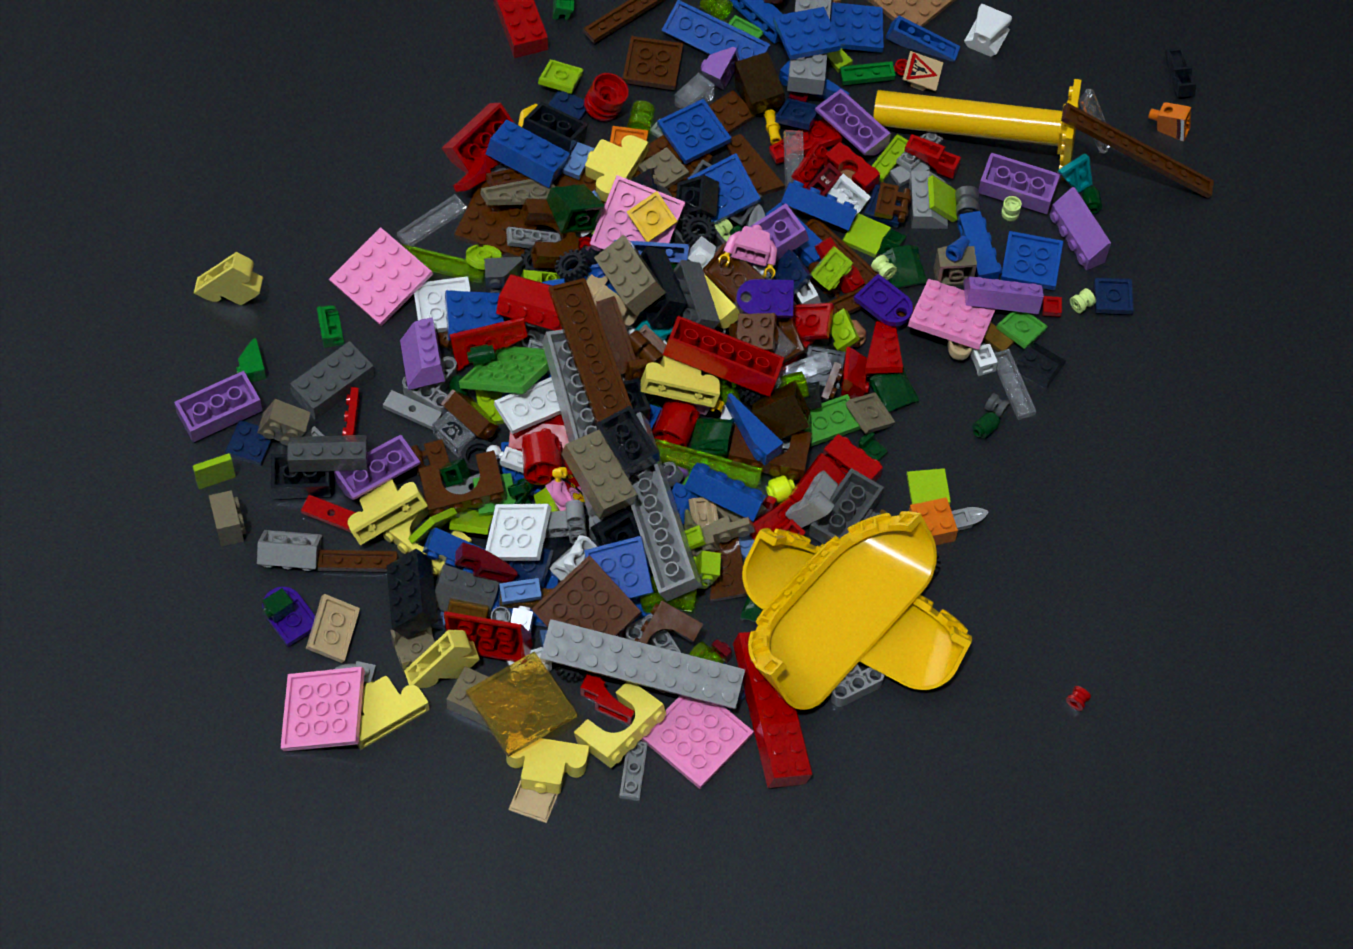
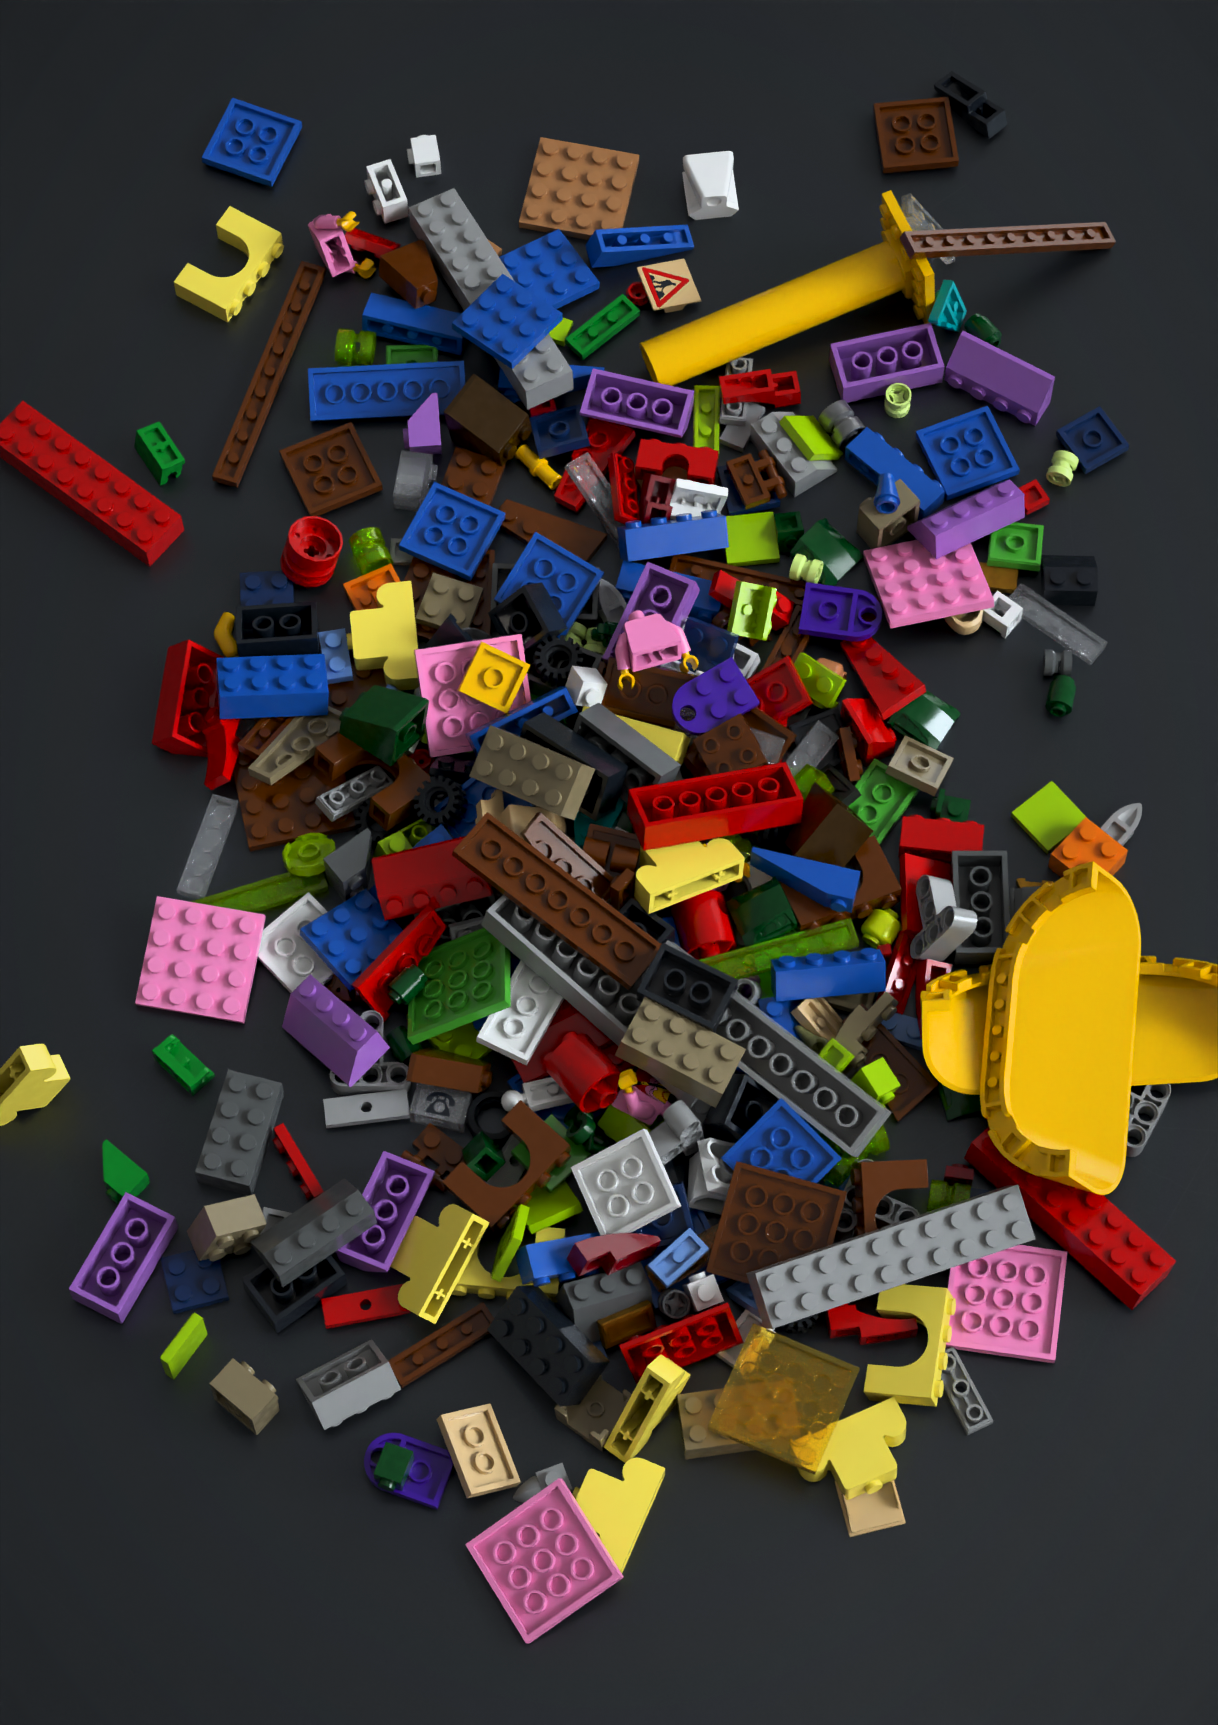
camera: 30 degrees left, 5 degrees up
(560, 76) = (230, 557): lime tile -> none
(1134, 70) = (915, 134): none -> reddish brown plate
(1172, 120) = (1007, 172): orange torso -> none

